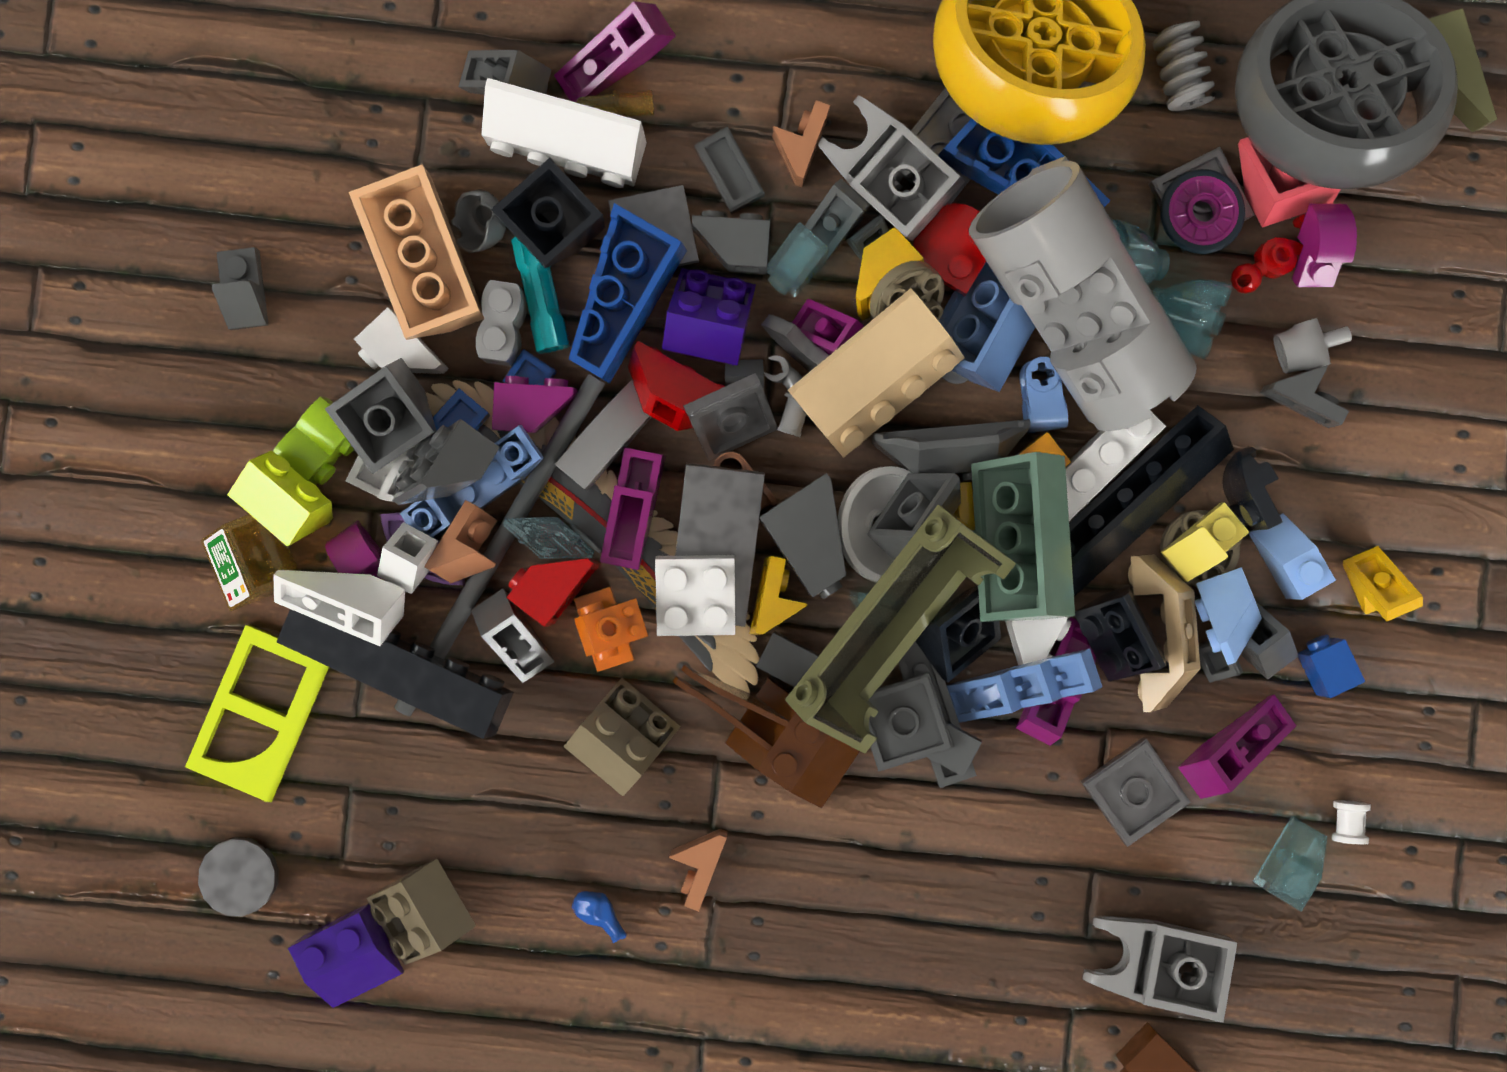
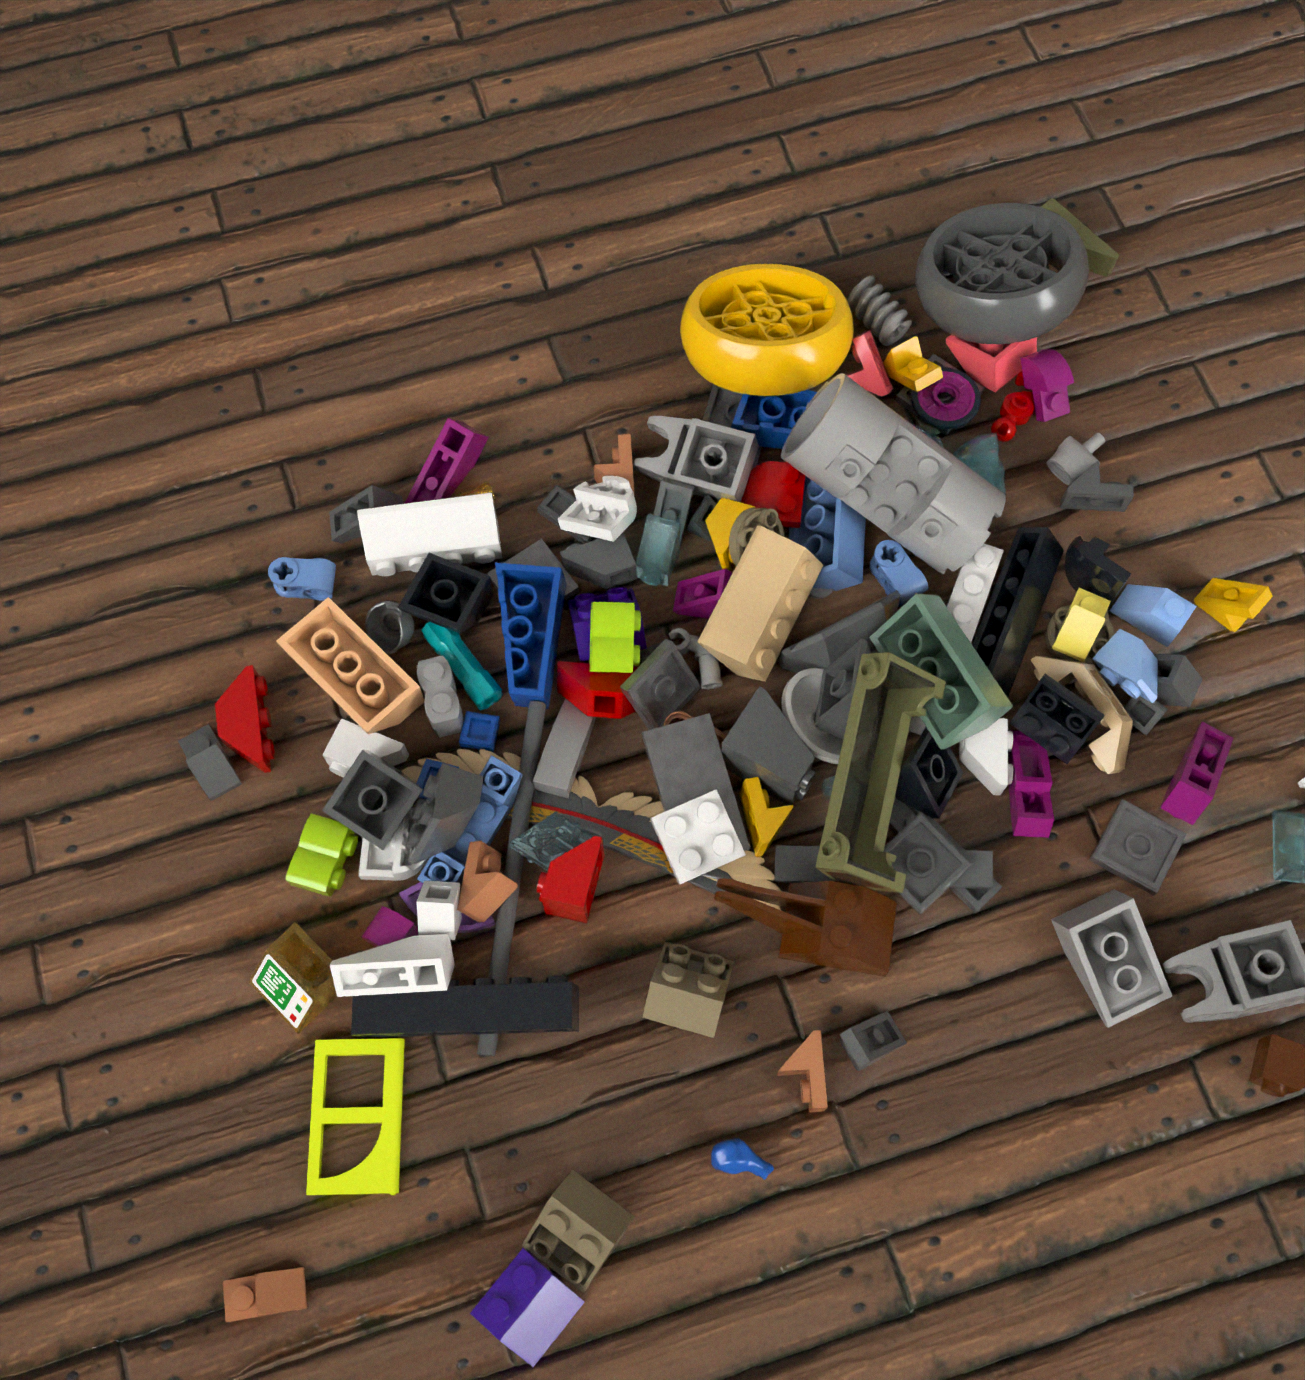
camera: 25 degrees left, 20 degrees down
(116, 840) = (264, 1294): none -> nougat slope
(238, 876) = (394, 1278): flat silver tile -> none
(281, 498) = (311, 902): neon yellow slope -> none
(291, 260) = (244, 719): none -> red slope
(414, 124) = (303, 577): none -> medium blue piece
(511, 636) = (556, 943): dark grey arch -> none
(527, 404) = (495, 739): magenta slope -> none
(608, 627) = (631, 898): orange tile -> none
(632, 508) = (612, 793): magenta slope -> none
(700, 347) = (613, 637): none -> lime brick
(757, 185) = (601, 509): none -> white slope
(773, 864) = (871, 1040): none -> dark grey slope
(794, 342) = (682, 613): flat silver tile -> none
(1025, 686) = (1003, 789): medium blue slope -> none
(1048, 887) = (1112, 956): none -> light grey slope
(1136, 144) = (873, 375): none -> coral slope
(1182, 160) = (909, 368): none -> yellow slope
(1330, 666) = (1231, 678): blue brick -> none

